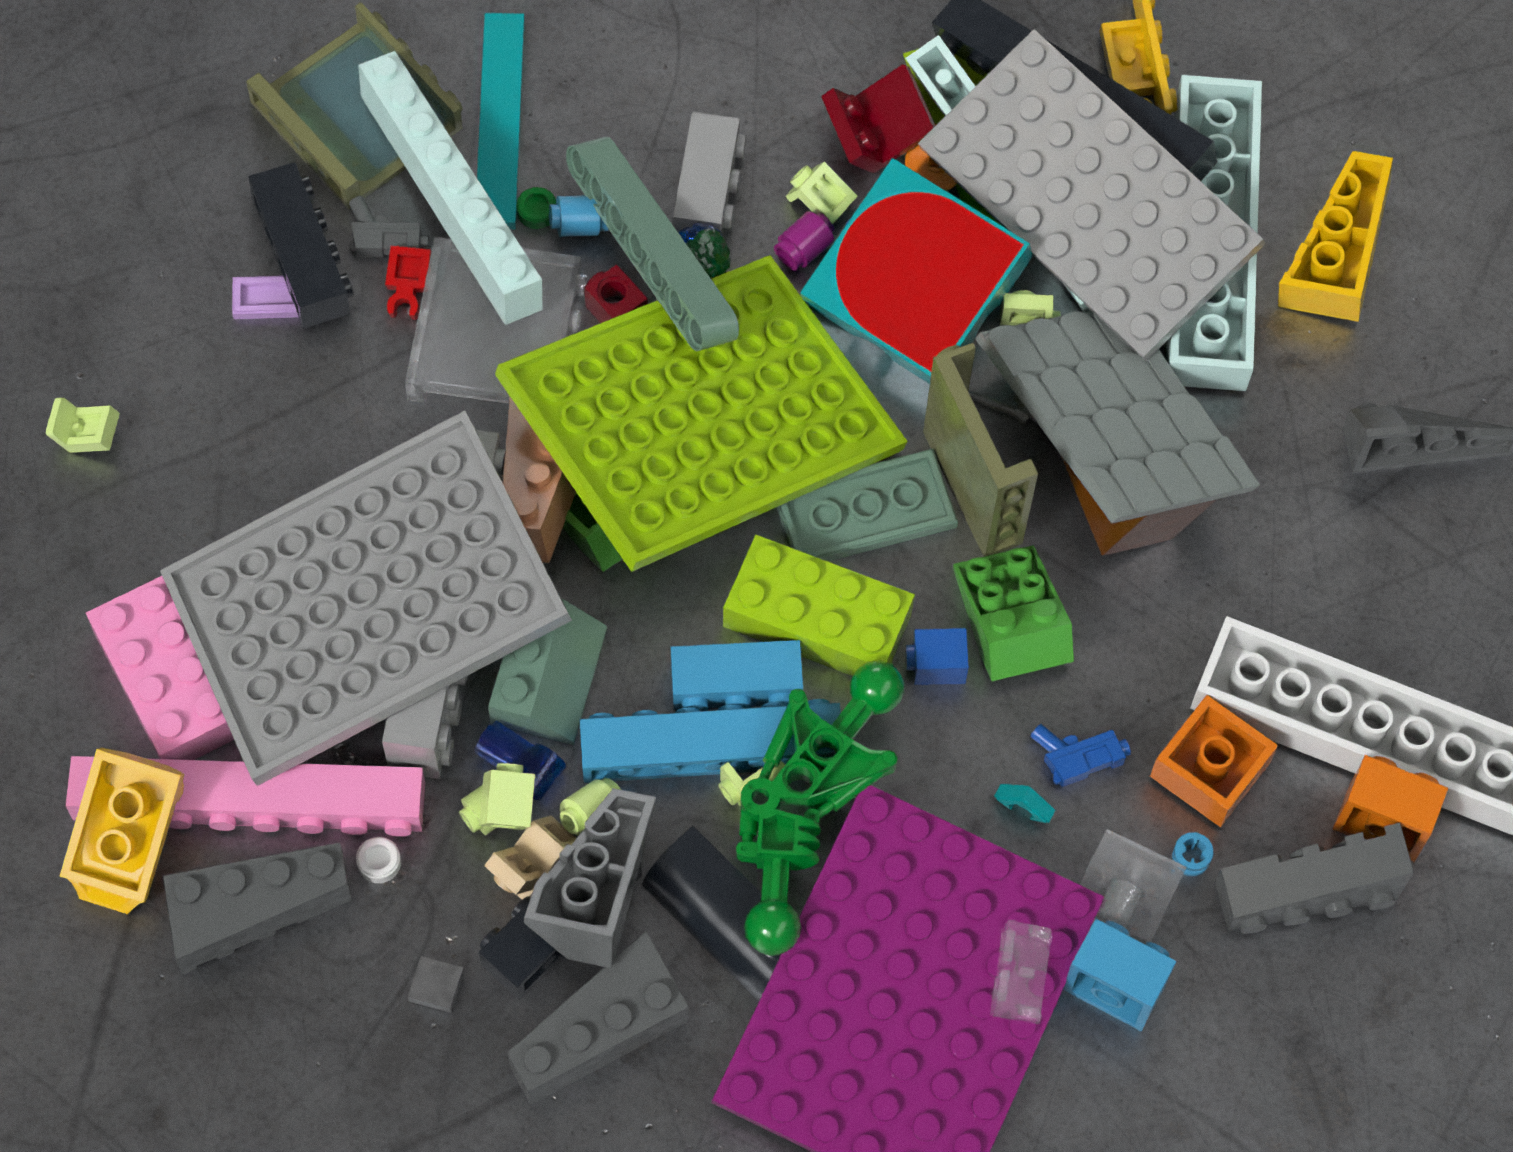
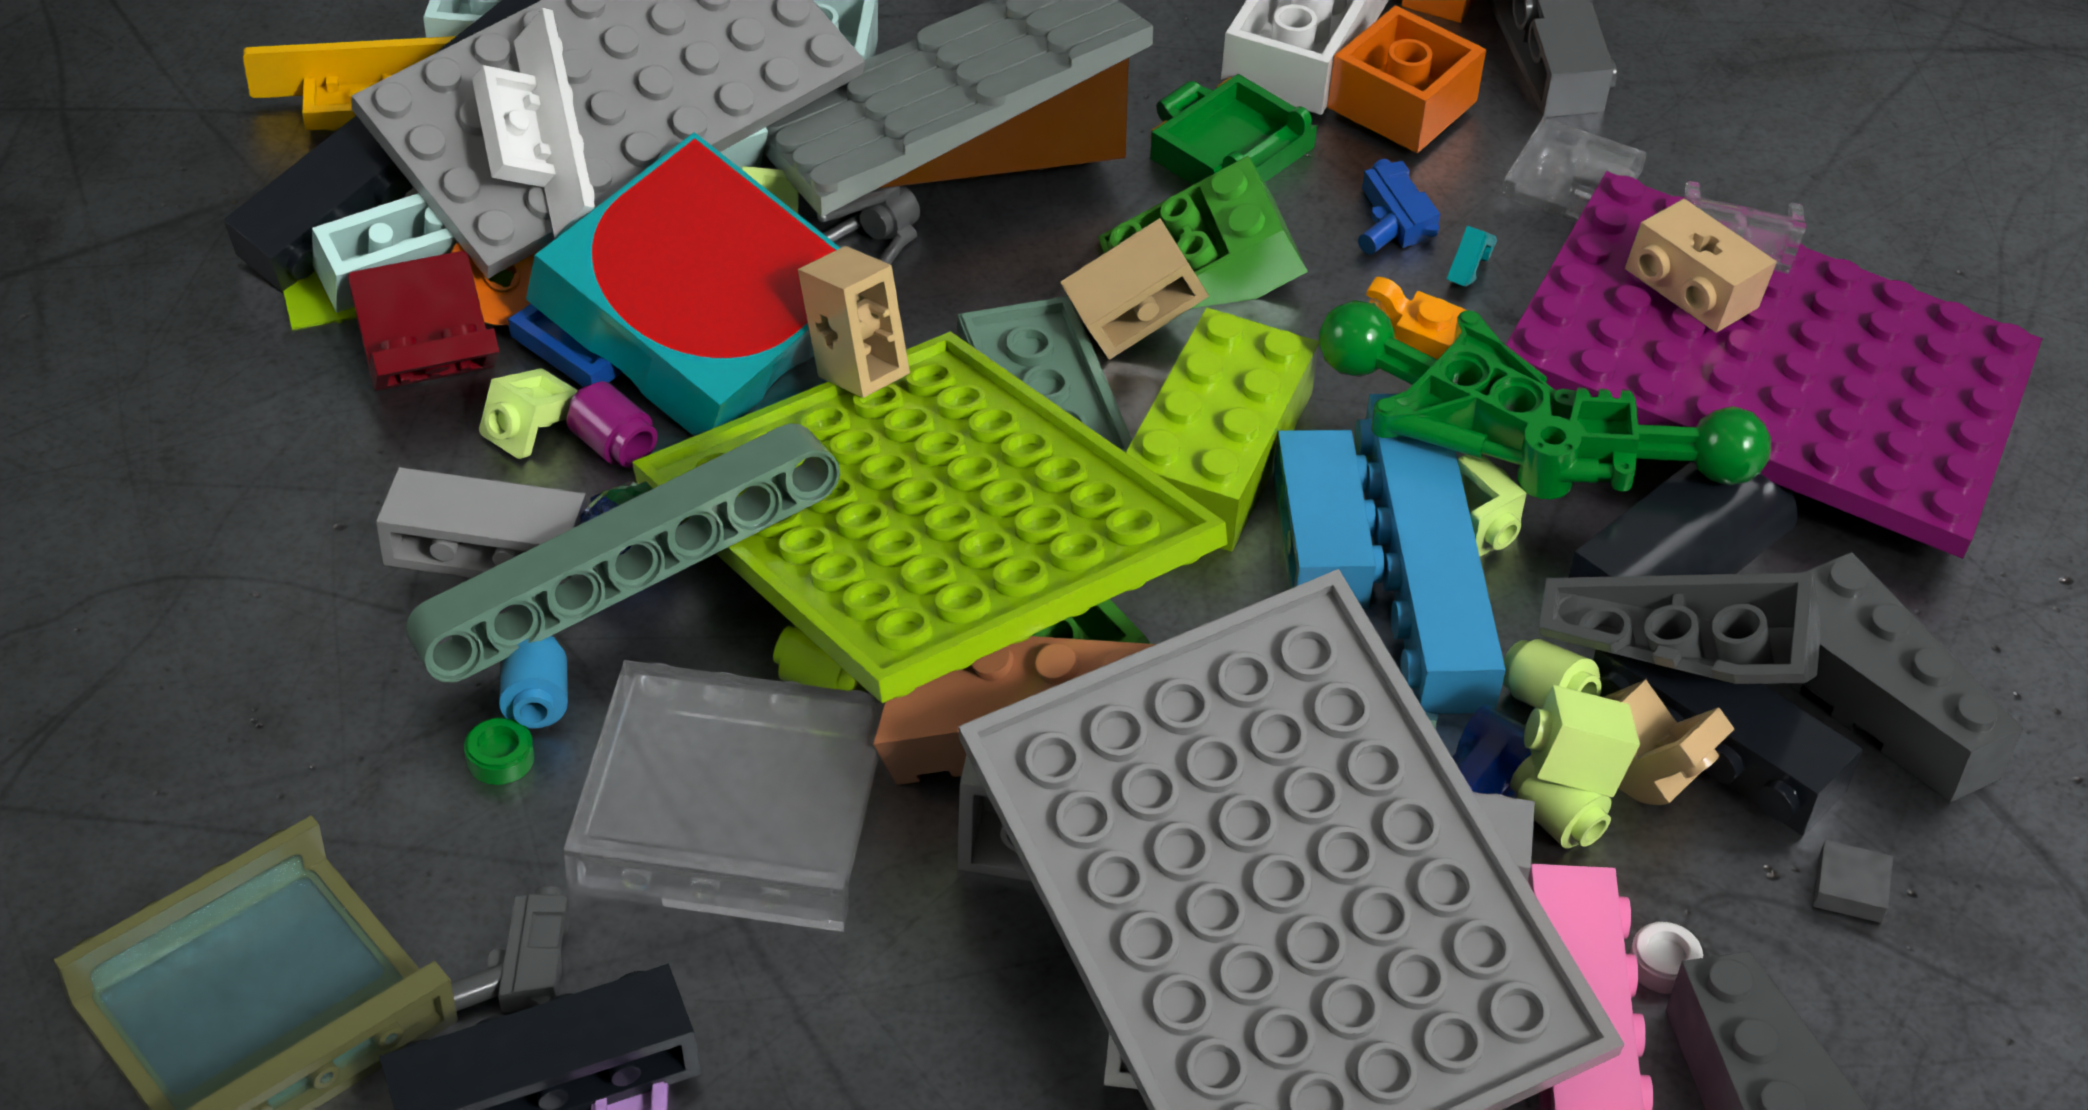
camera: 90 degrees left, 20 degrees down
(406, 275) = (613, 912): red plate -> none
(451, 188) = (471, 814): light aqua brick -> none
(501, 111) = (334, 793): teal tile -> none
(609, 284) = (698, 632): dark red brick -> none
(869, 362) = (854, 321): none -> tan brick
(938, 656) = (1279, 300): blue brick -> none
(945, 553) = (1134, 289): none -> tan brick
(947, 951) = (1700, 265): none -> tan brick
(950, 764) = (1422, 322): none -> light orange plate
(989, 495) = (1007, 206): olive panel -> none
(1008, 134) = (533, 124): none -> white bracket
(1119, 973) = (1711, 143): dark azure brick -> none
(1150, 637) = (1220, 126): none -> green piece
(1194, 840) = (1515, 122): dark azure bush -> none

